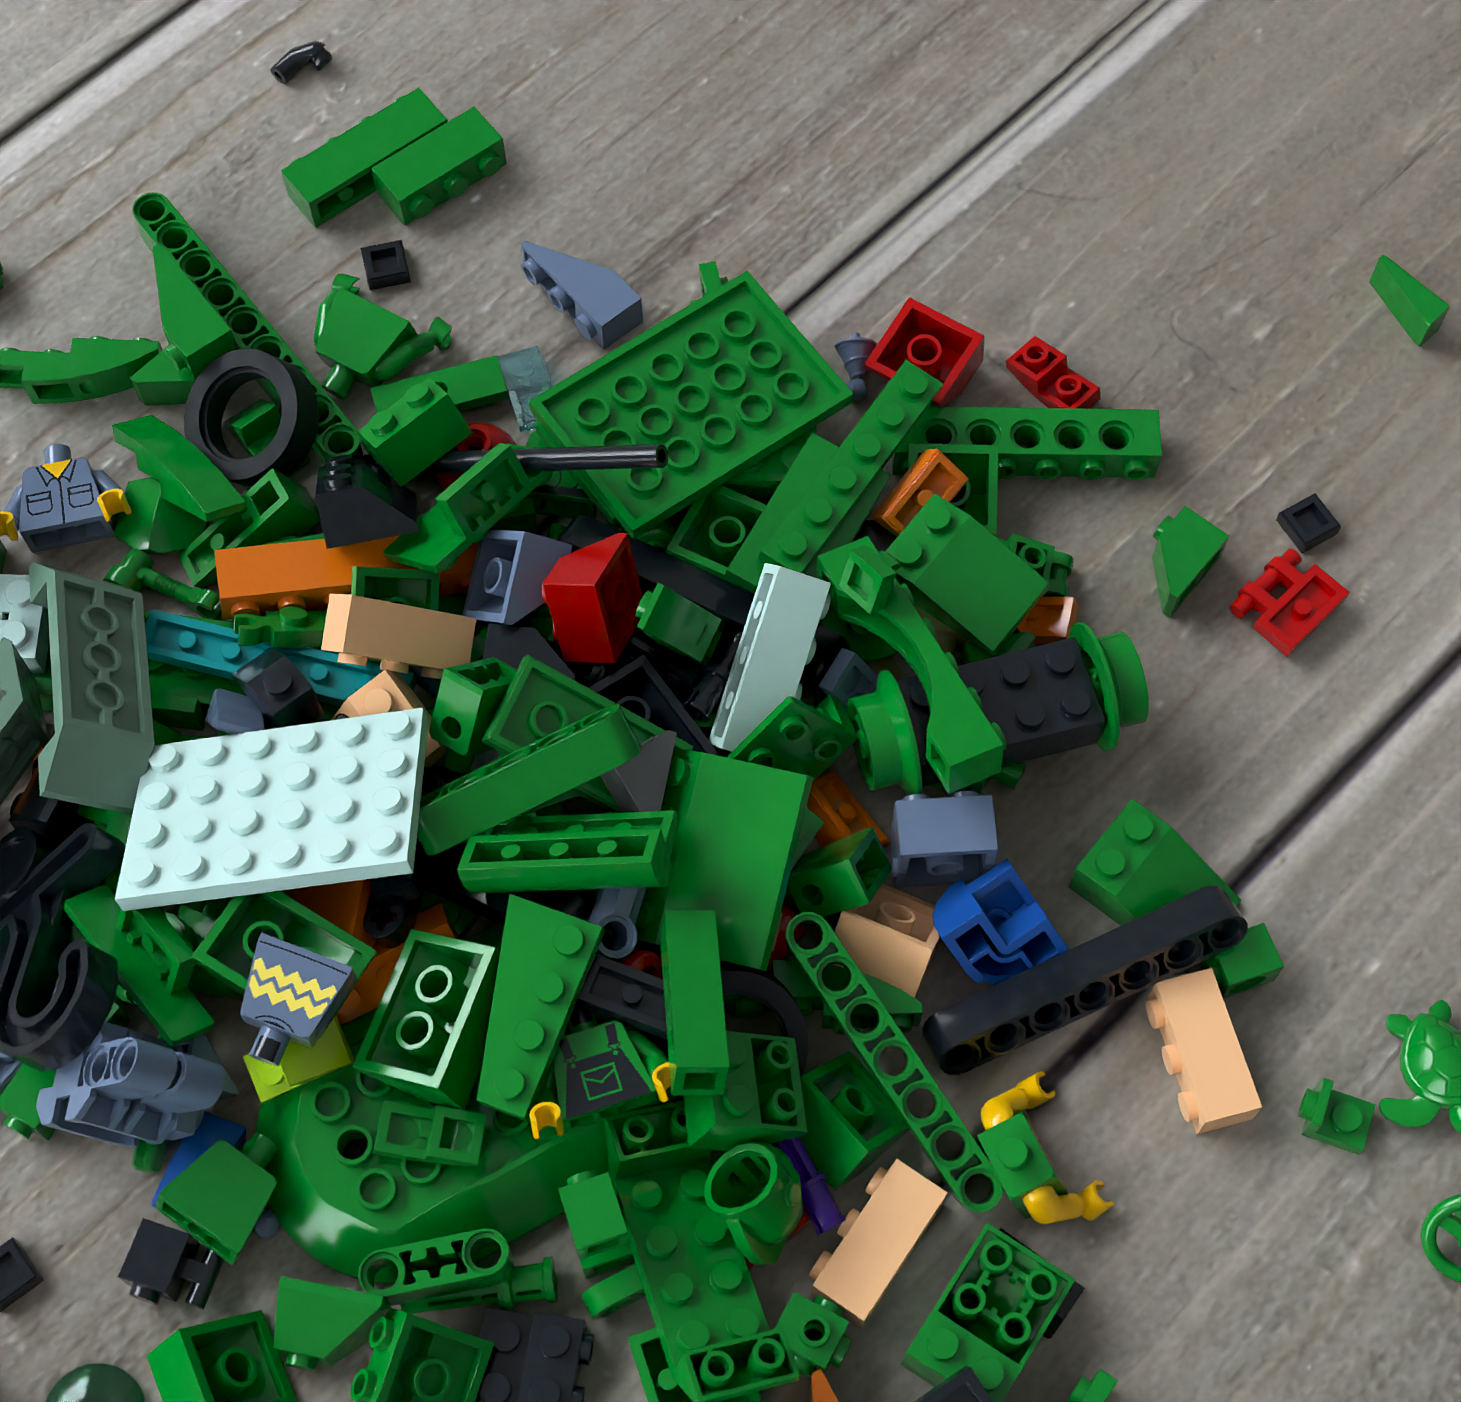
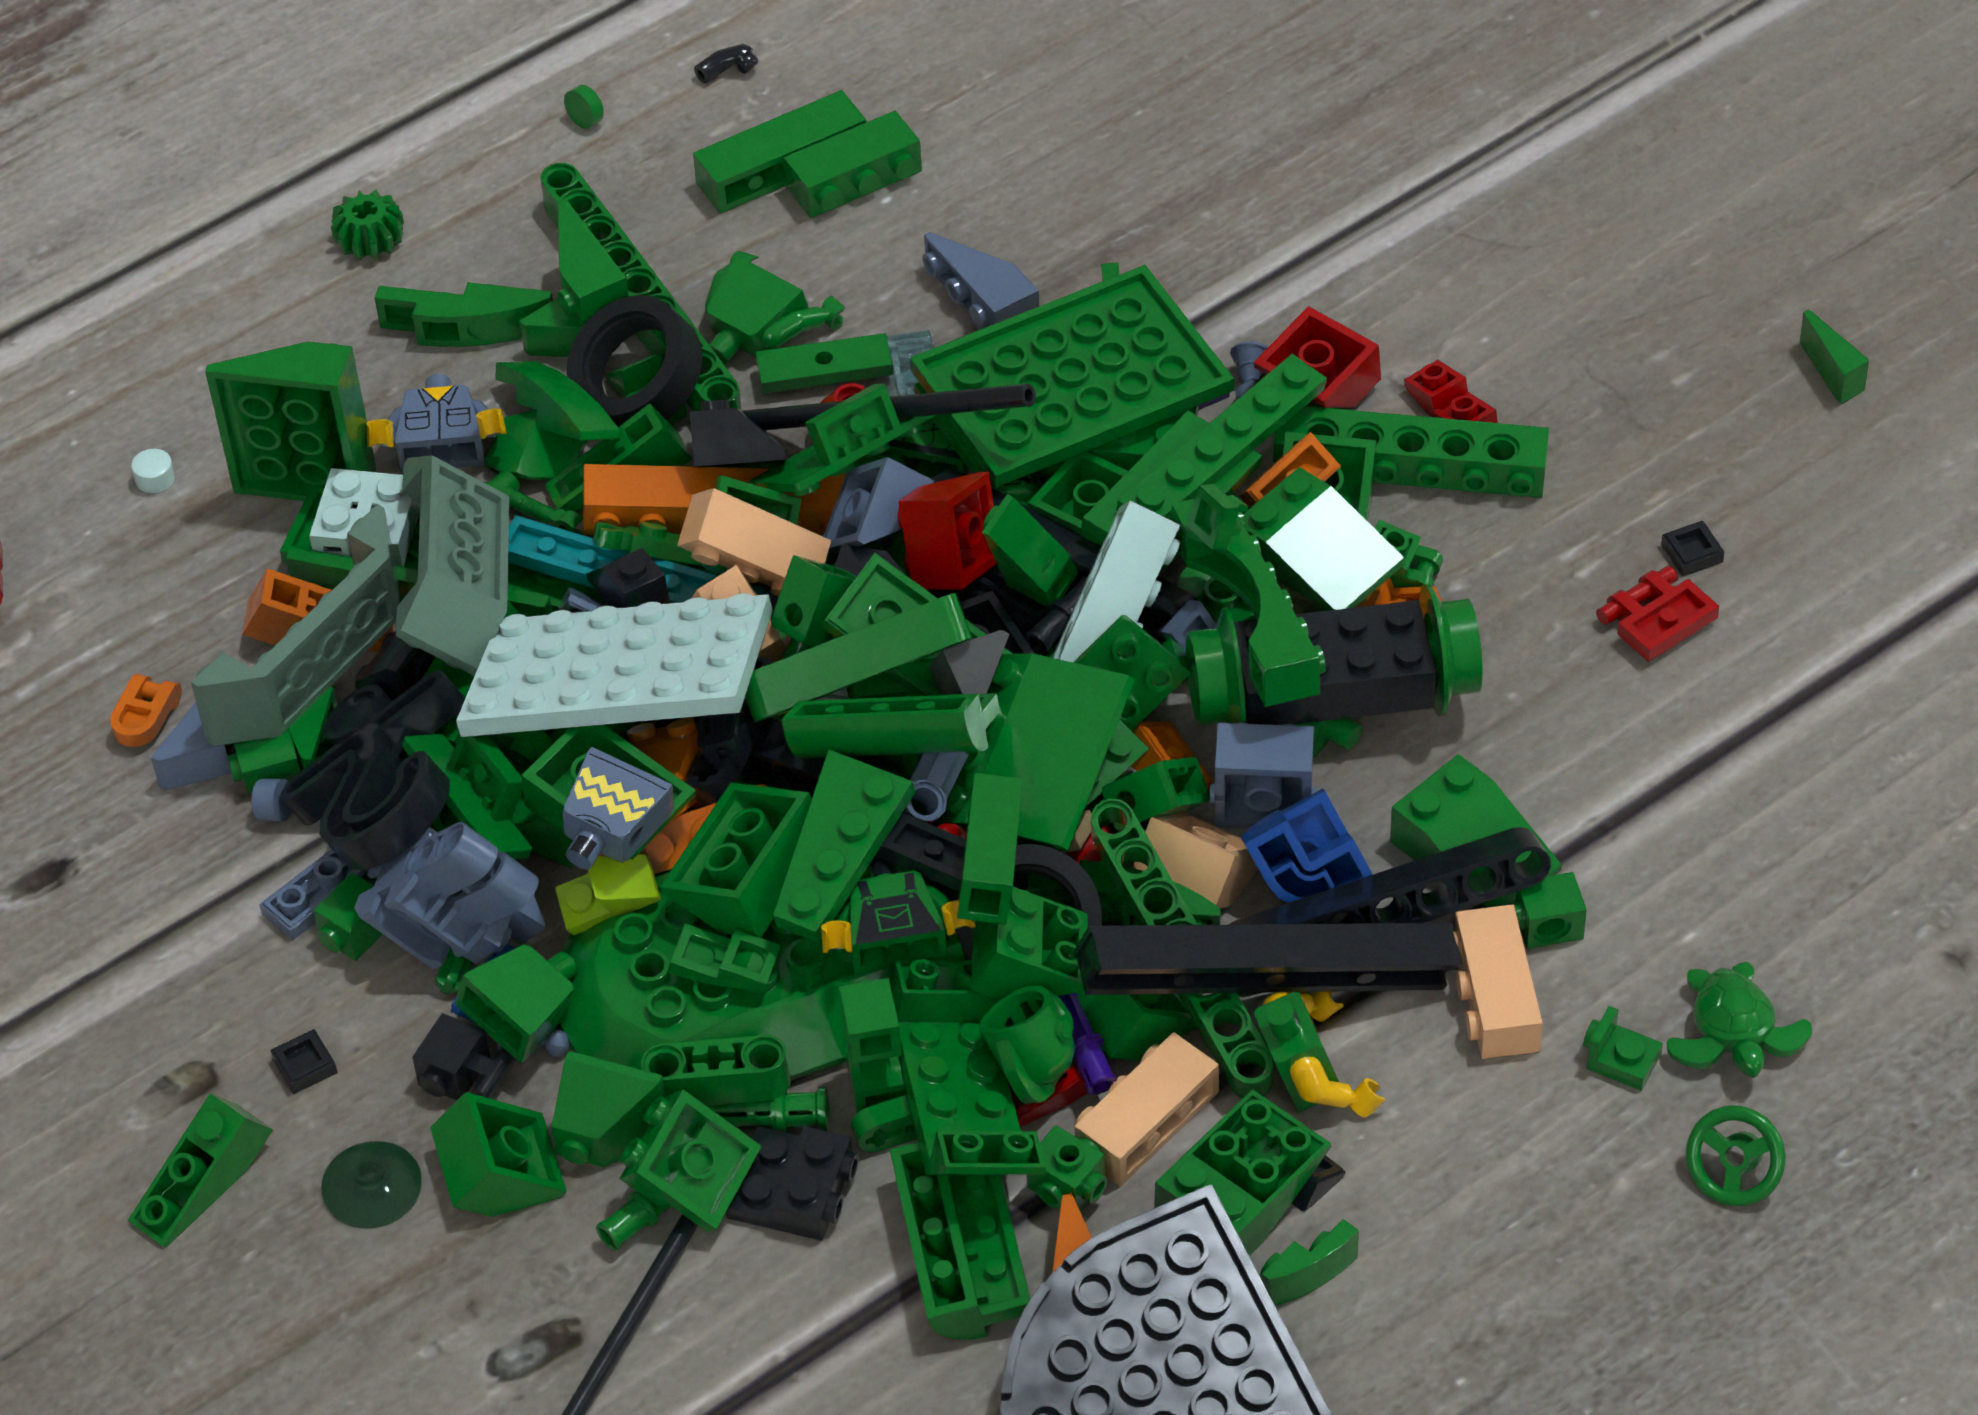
camera: 10 degrees right, 15 degrees down
(167, 122) = (583, 106): none -> green tile
(385, 265) = (786, 249): black tile -> none
(414, 431) = (792, 380): green slope -> none
(980, 1077) = (1266, 958): none -> black tile
(1184, 556) = (1558, 563): green slope -> none

